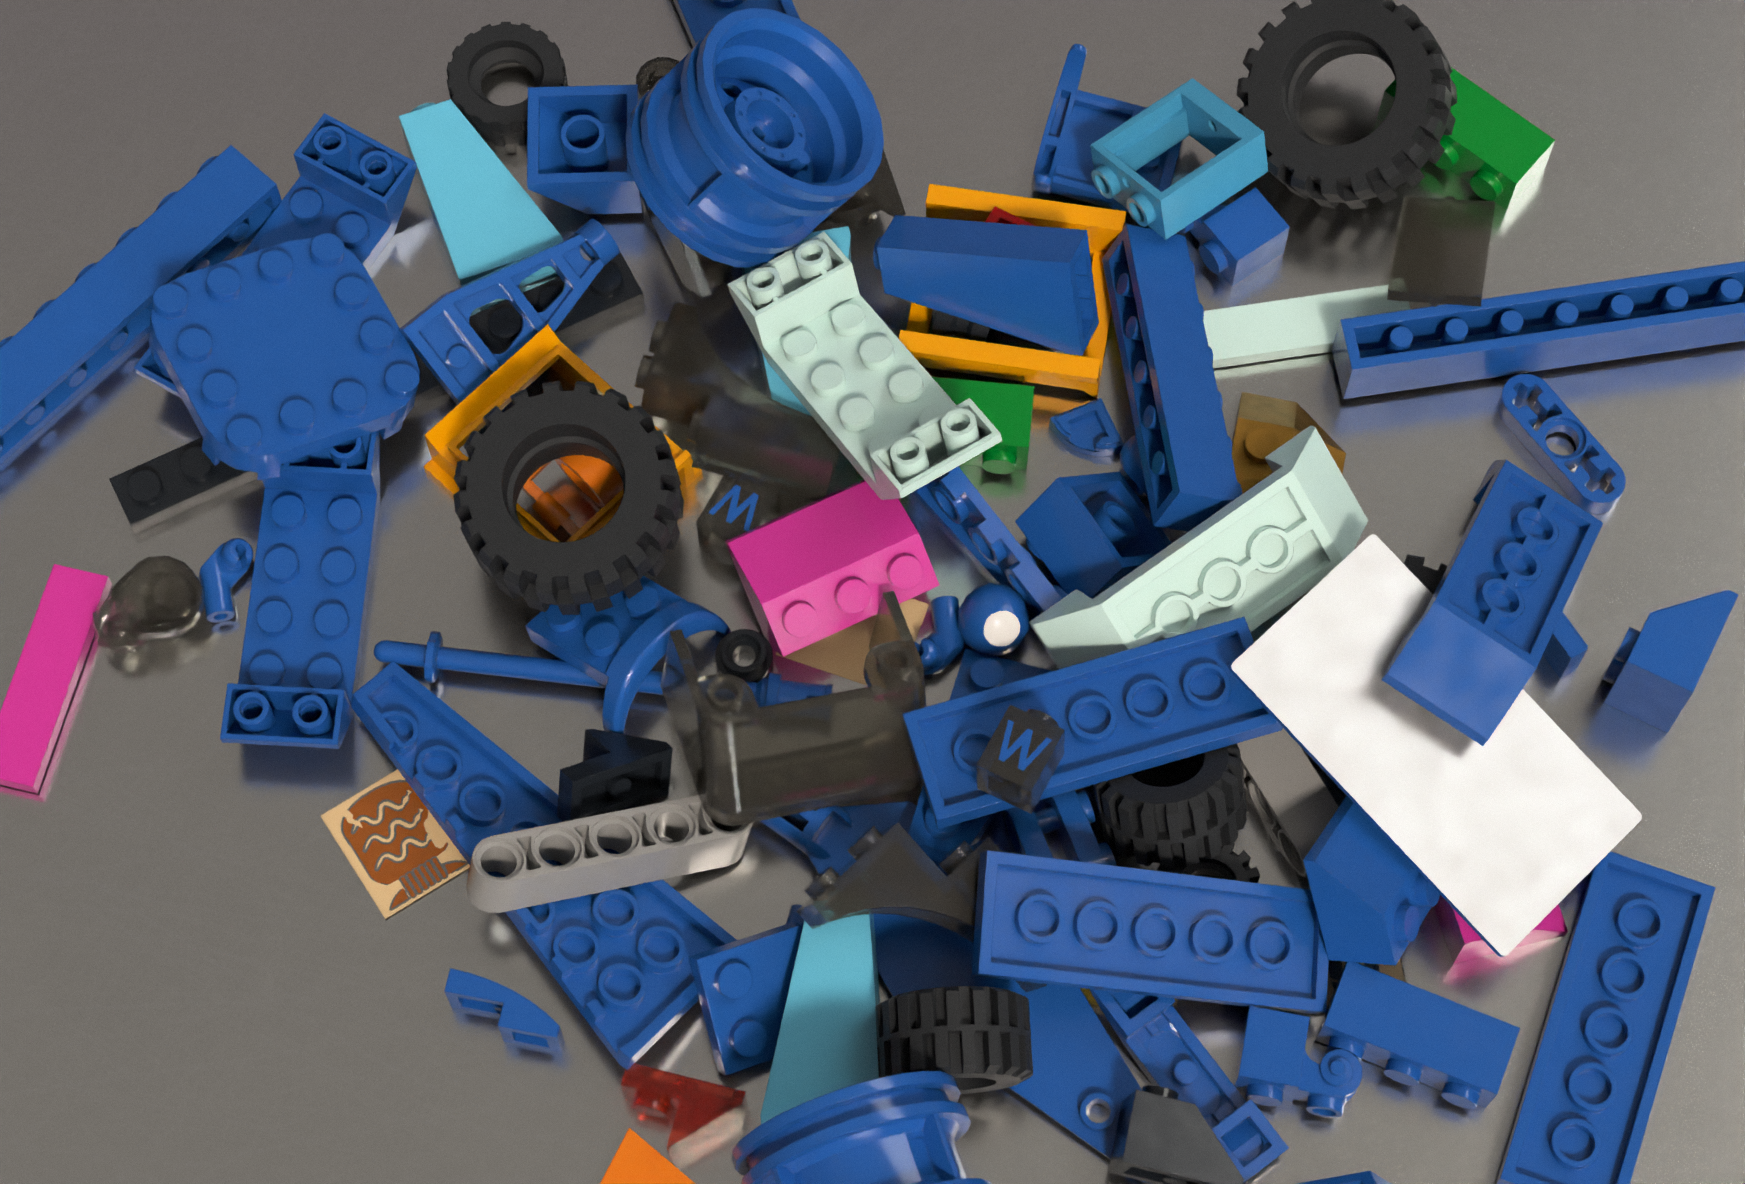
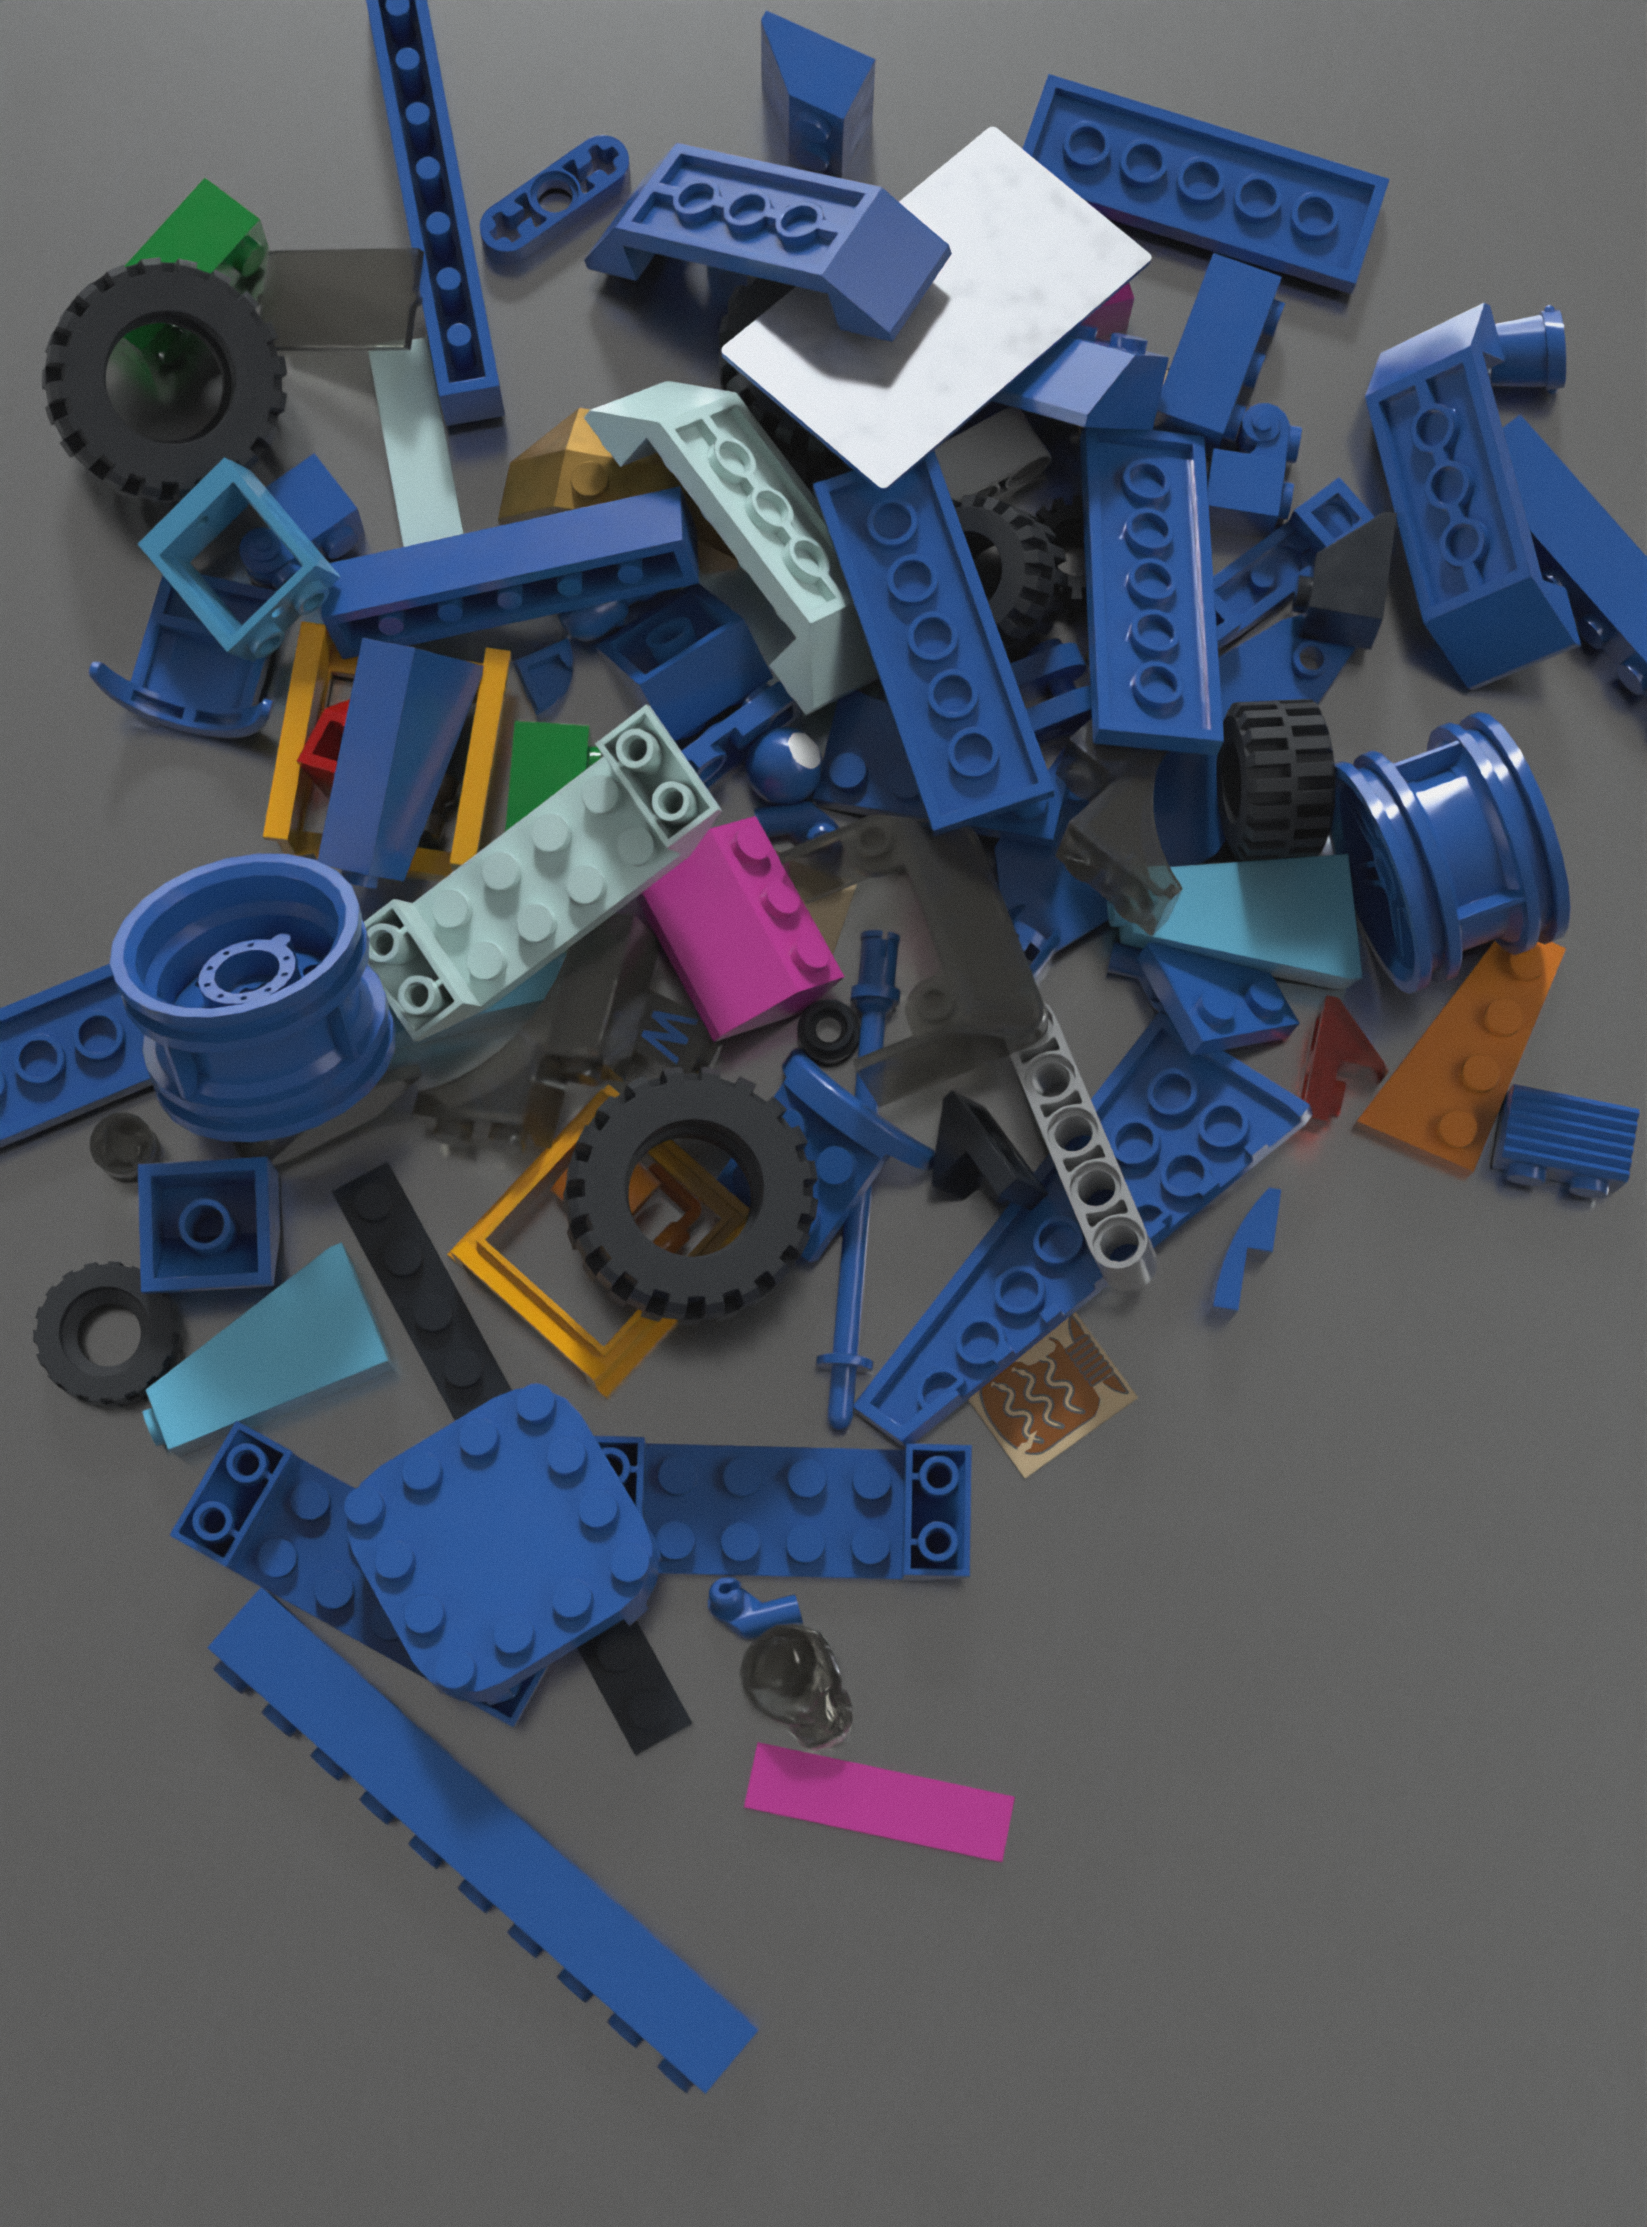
camera: 95 degrees left, 10 degrees up
(454, 349) = (461, 1368): blue plate -> none
(1021, 757) = (994, 696): clear smoke brick -> none

